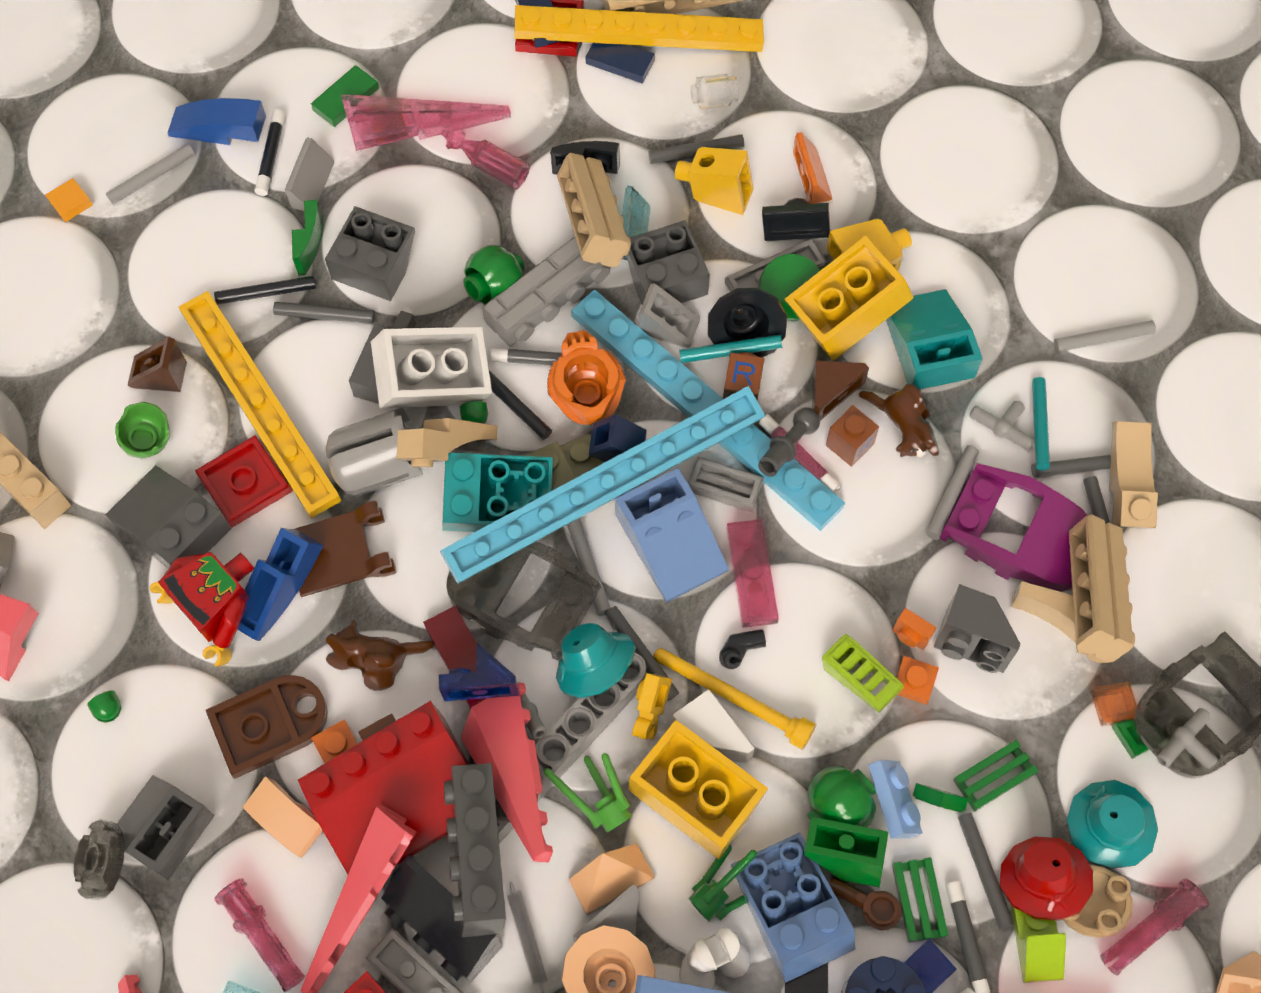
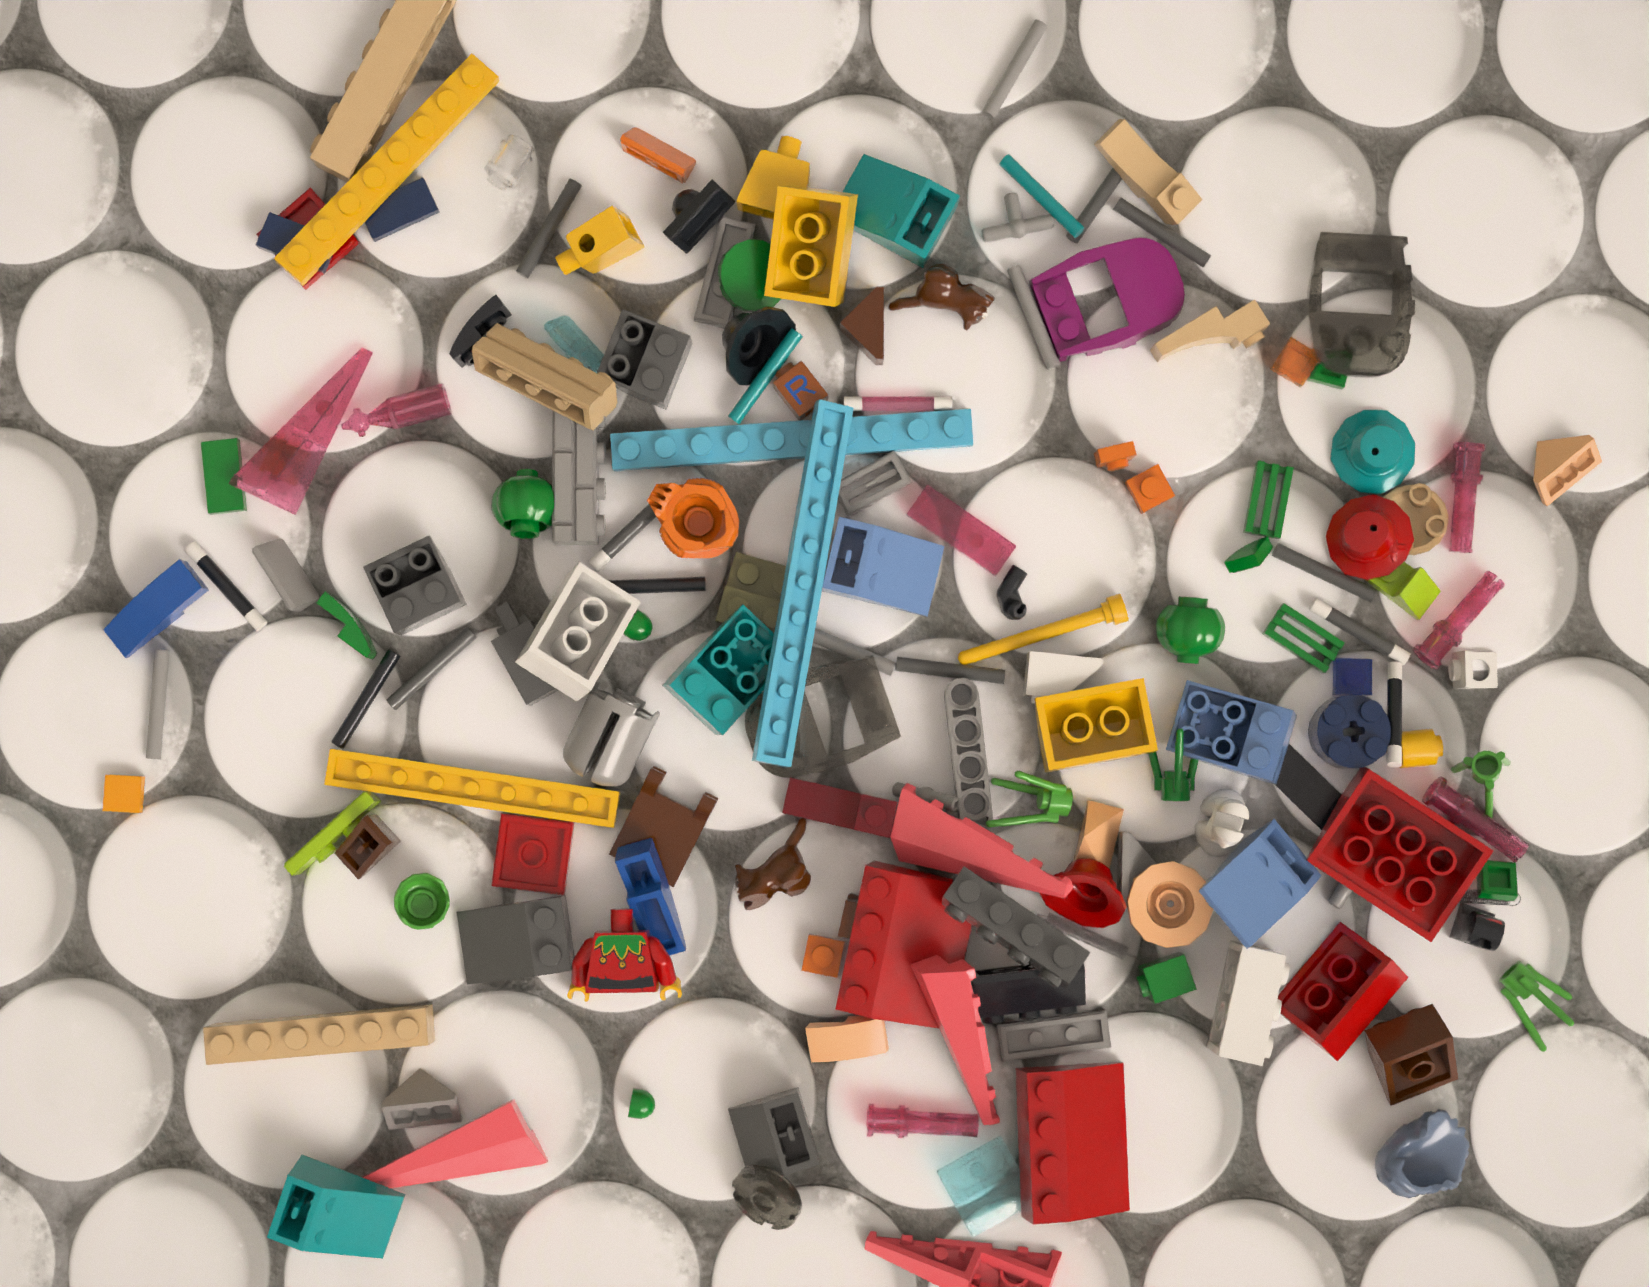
camera: 50 degrees left, 20 degrees up
(137, 338) = (321, 845): none -> lime plate
(266, 723) = (758, 994): reddish brown tile -> none
(438, 439) = (653, 678): tan slope -> none
(489, 681) = (891, 809): clear blue slope -> none
(557, 899) = (1093, 898): none -> red hat
(593, 660) = (940, 712): teal hat -> none
(613, 437) = (766, 539): dark blue brick -> none
(652, 698) = (995, 695): yellow plate -> none
(667, 318) = (694, 399): light grey slope -> none
(783, 448) = (877, 375): dark grey pin -> none
(838, 667) = (1098, 513): lime slope -> none
(847, 850) = (1231, 660): green slope -> none
(852, 435) = (924, 352): dark orange brick -> none
(879, 908) = (1285, 672): reddish brown plate -> none
(895, 799) = (1223, 589): light blue plate -> none
(977, 631) = (1158, 412): dark grey slope -> none
(1100, 589) = (1215, 295): tan brick -> none
(1185, 738) = (1370, 347): light grey piece -> none

